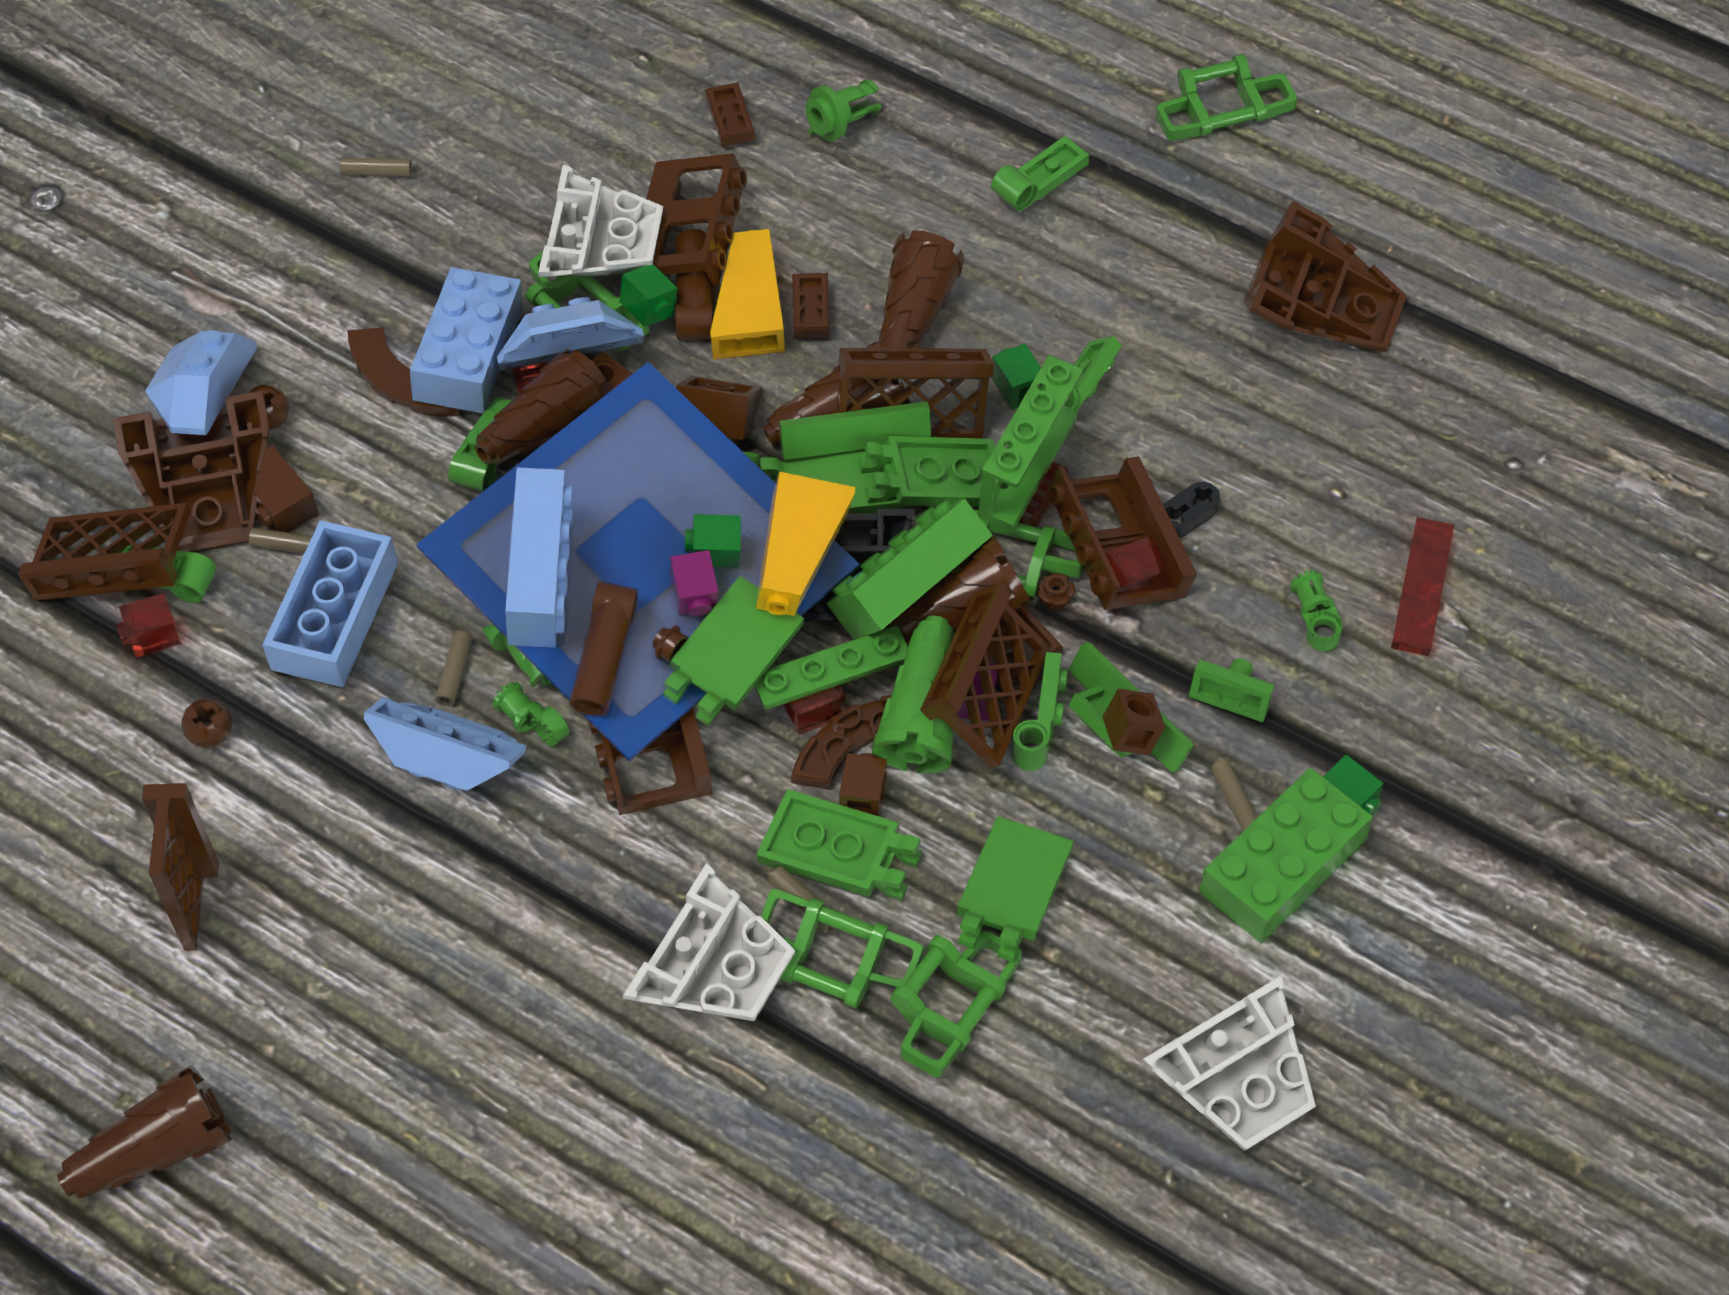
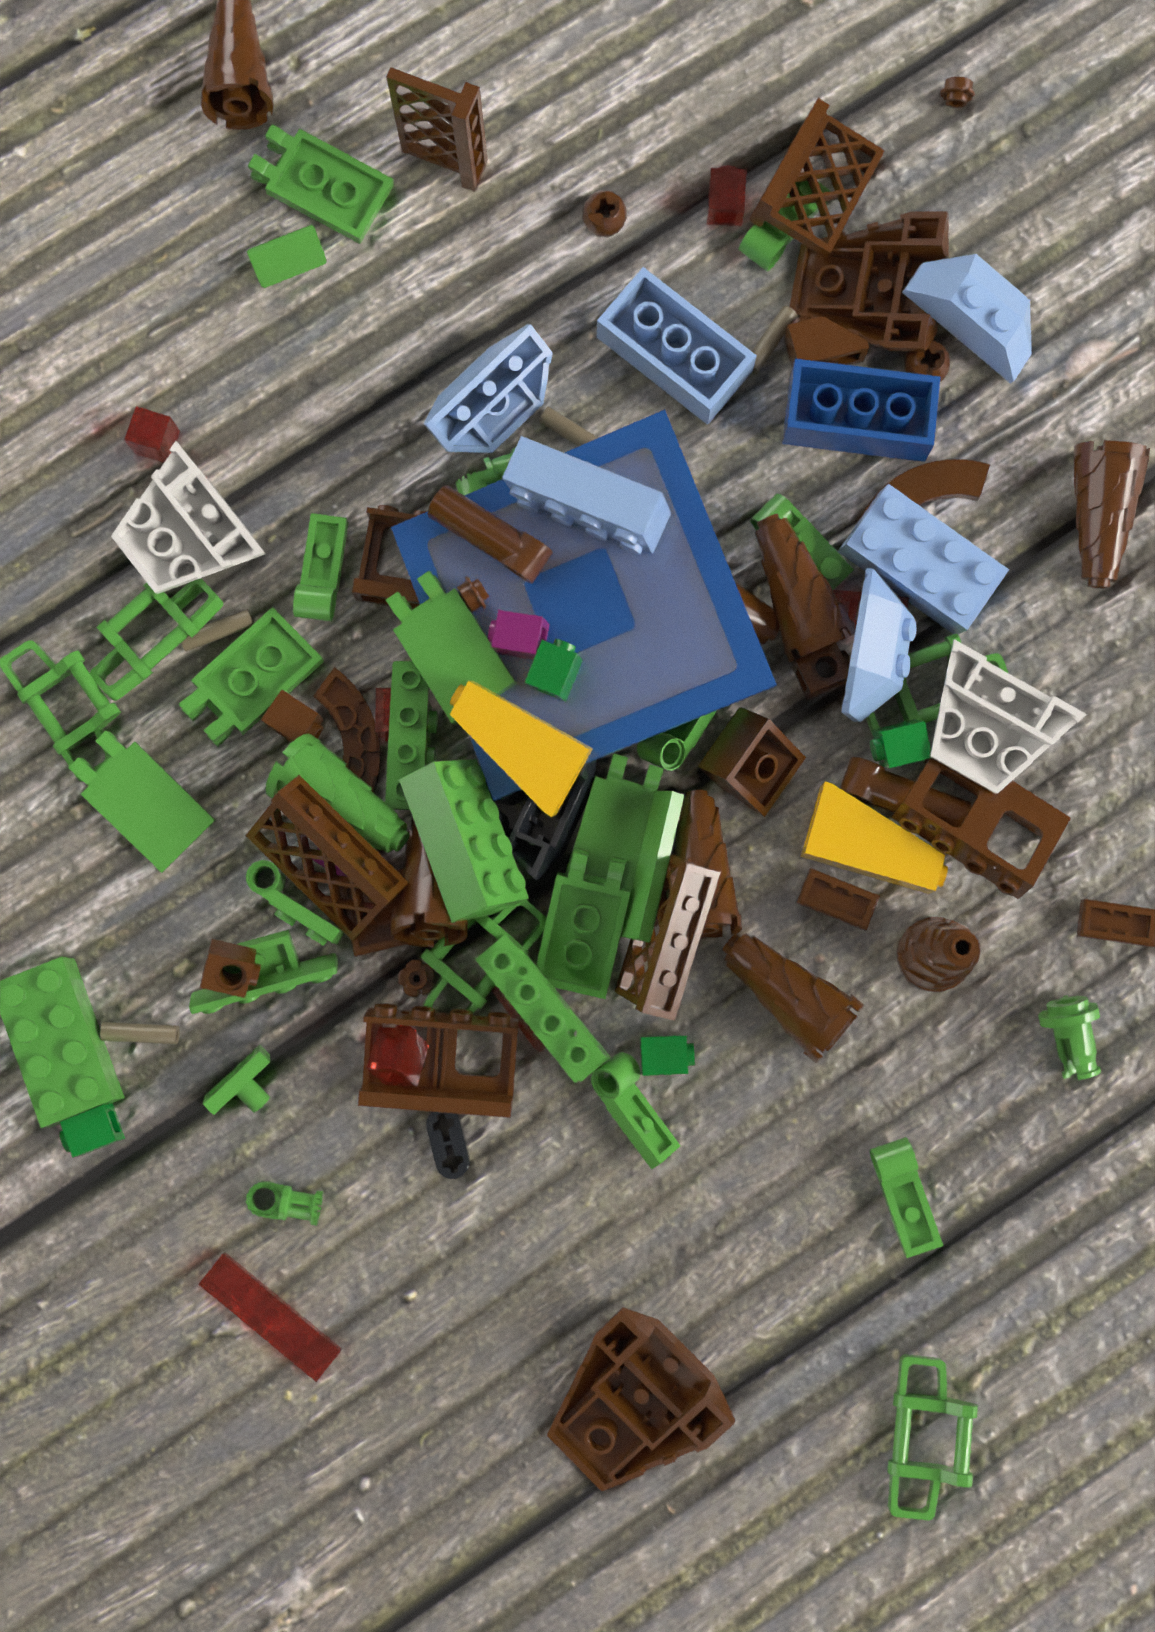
camera: 115 degrees right, 25 degrees up
(264, 1004) = (322, 182): none -> bright green tile
(337, 436) = (861, 410): none -> blue brick
(340, 230) = (1106, 504): none -> reddish brown cone
(364, 1001) = (287, 256): none -> bright green slope
(623, 1039) = (151, 434): none -> clear red brick
(697, 825) = (321, 568): none -> bright green plate
(821, 207) = (937, 953): none -> reddish brown cone

